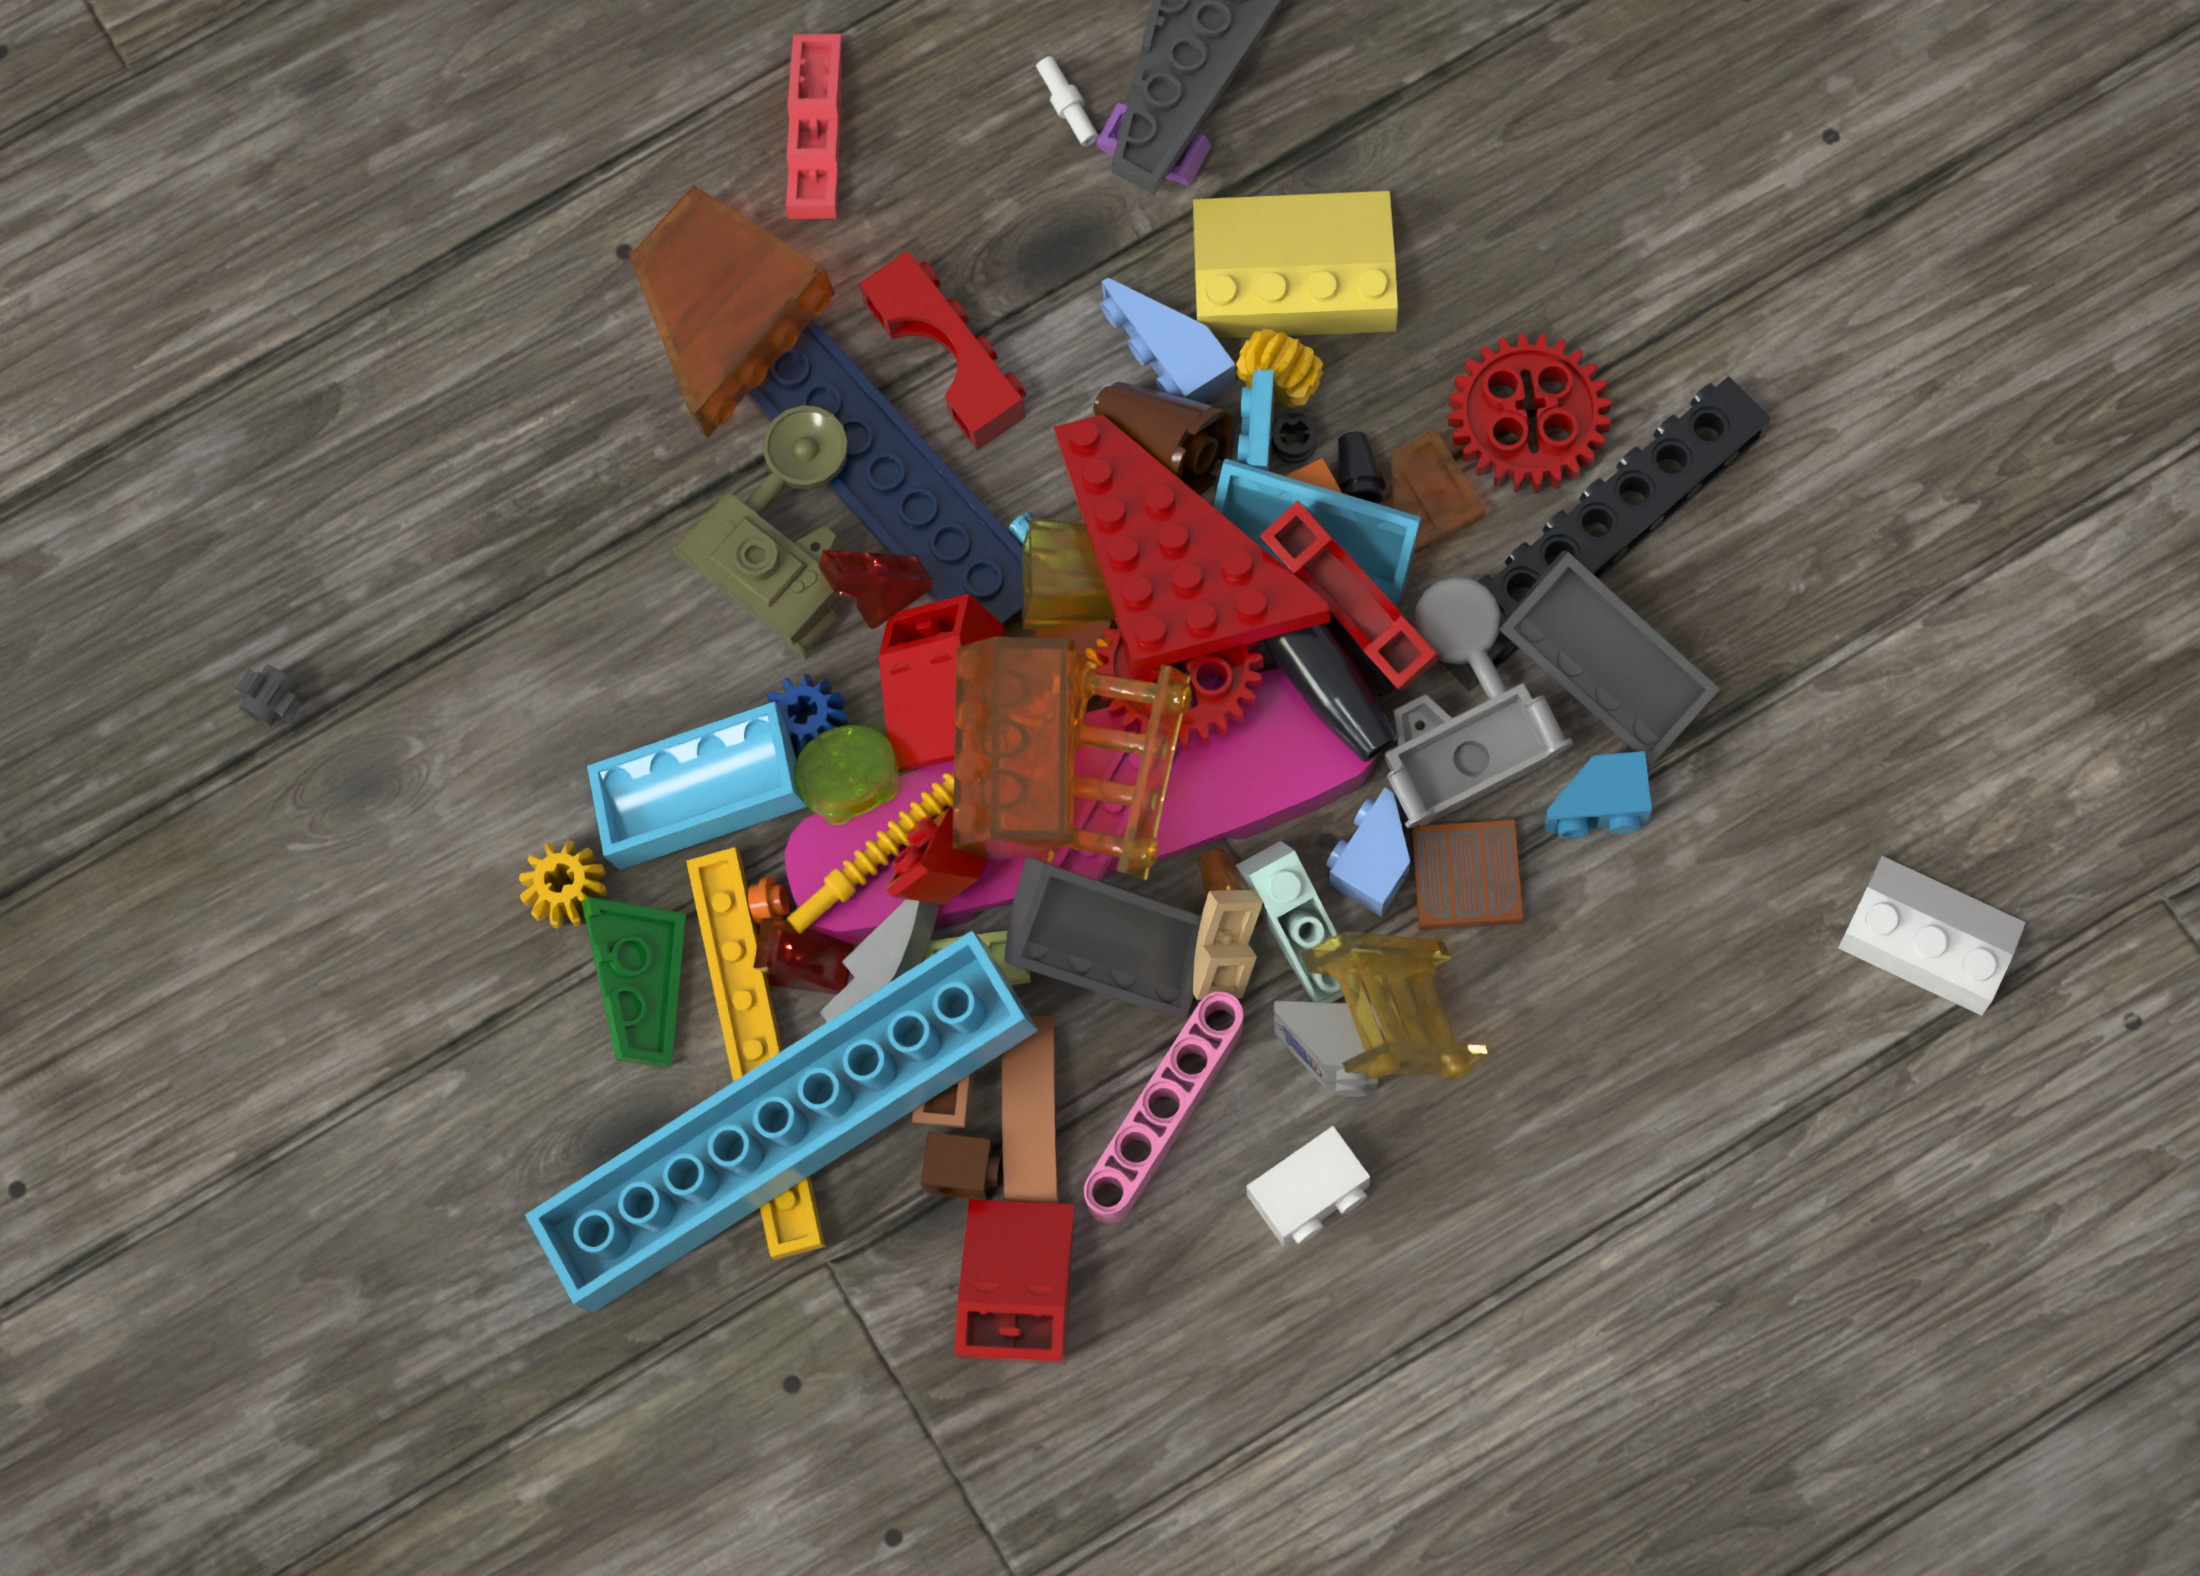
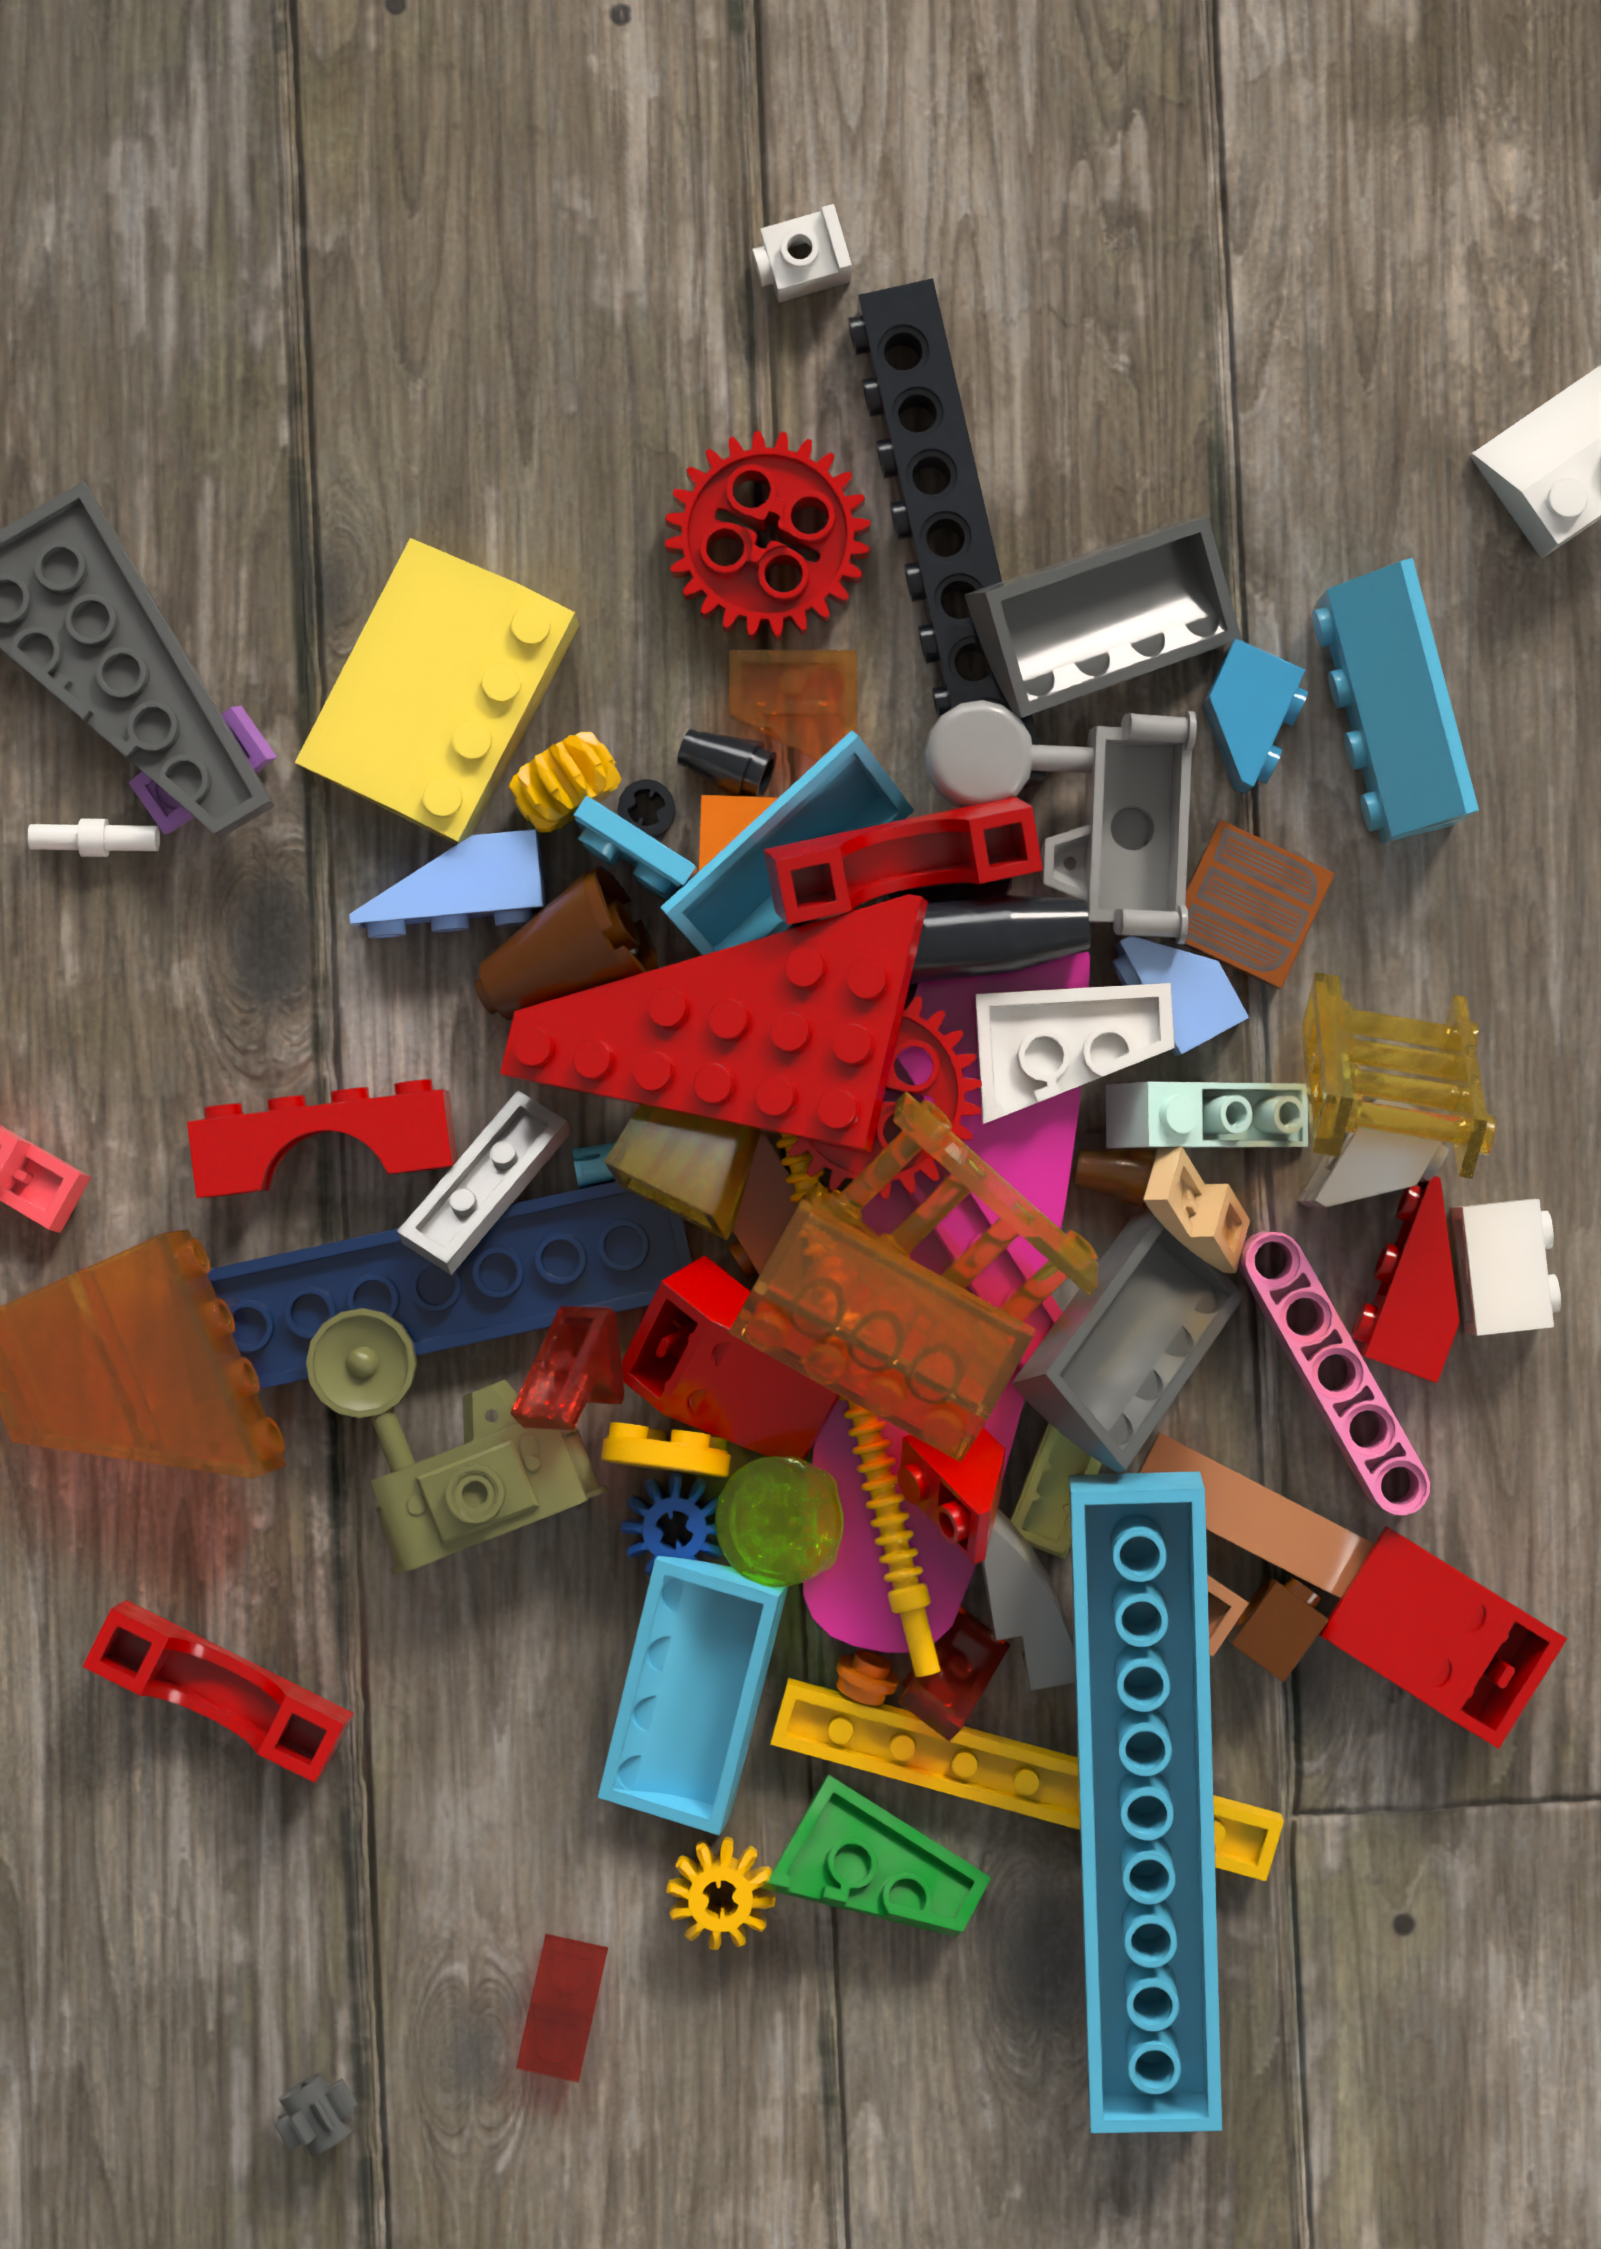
camera: 70 degrees left, 15 degrees up
(426, 821) = (562, 2008): none -> clear red slope
(533, 507) = (185, 1669): none -> red arch
(853, 677) = (648, 1448): none -> yellow tile
(974, 461) = (484, 1182): none -> plate
(1247, 1138) = (1416, 1301): none -> red slope
(1291, 780) = (1064, 1038): none -> white wing
(1665, 888) = (1394, 703): none -> medium azure slope
(1737, 348) = (822, 269): none -> white brick

